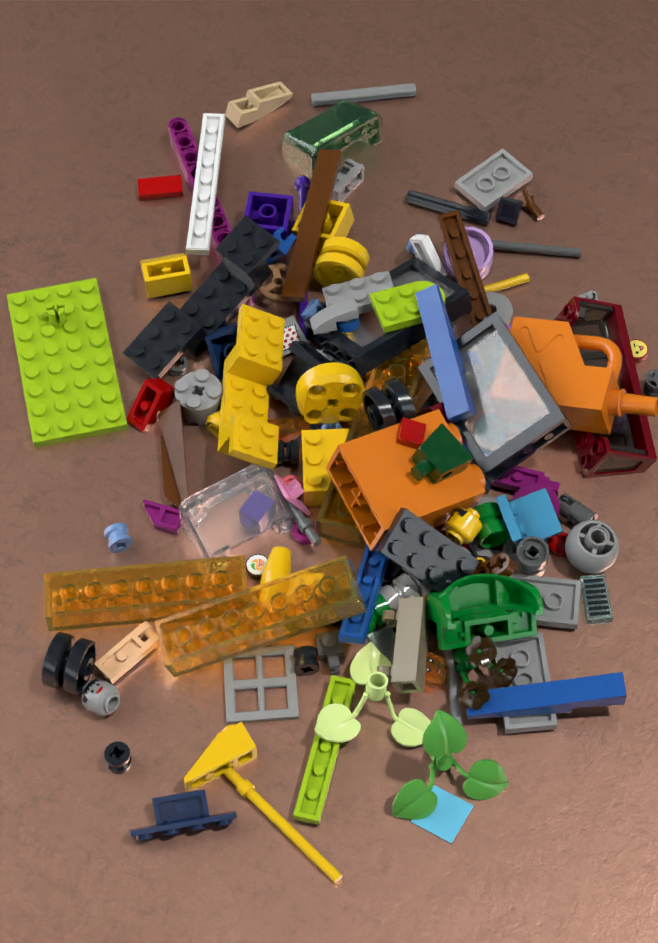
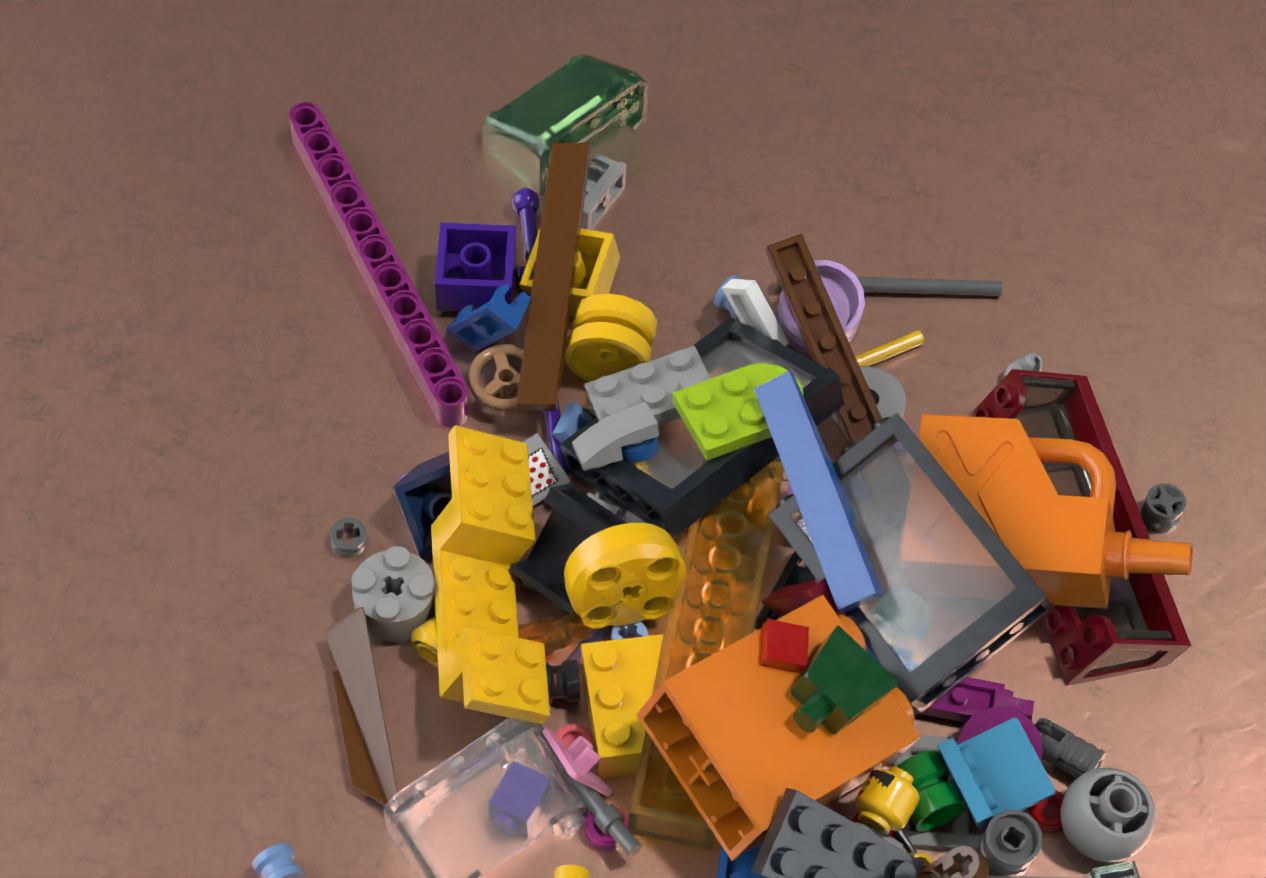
camera: 10 degrees left, 0 degrees up
(66, 362) = (153, 550): lime plate -> none
(152, 399) = (311, 609): red slope -> none
(160, 187) = (285, 224): red tile -> none
(163, 517) = (354, 821): magenta tile -> none
(166, 275) = (313, 377): yellow slope -> none
(205, 184) = (364, 217): white tile -> none
(211, 305) = (395, 430): black bracket -> none
(257, 103) = (433, 69): tan slope -> none
(364, 94) = (606, 43): light grey axle -> none
(387, 405) = (733, 596): black wheel -> none
(446, 206) = (772, 225): black axle -> none
(492, 179) = (840, 174): light grey plate -> none
(509, 210) = (874, 224): black tile -> none
(531, 205) = (908, 213): reddish brown bar -> none
(639, 350) = (1126, 448): light yellow tile -> none

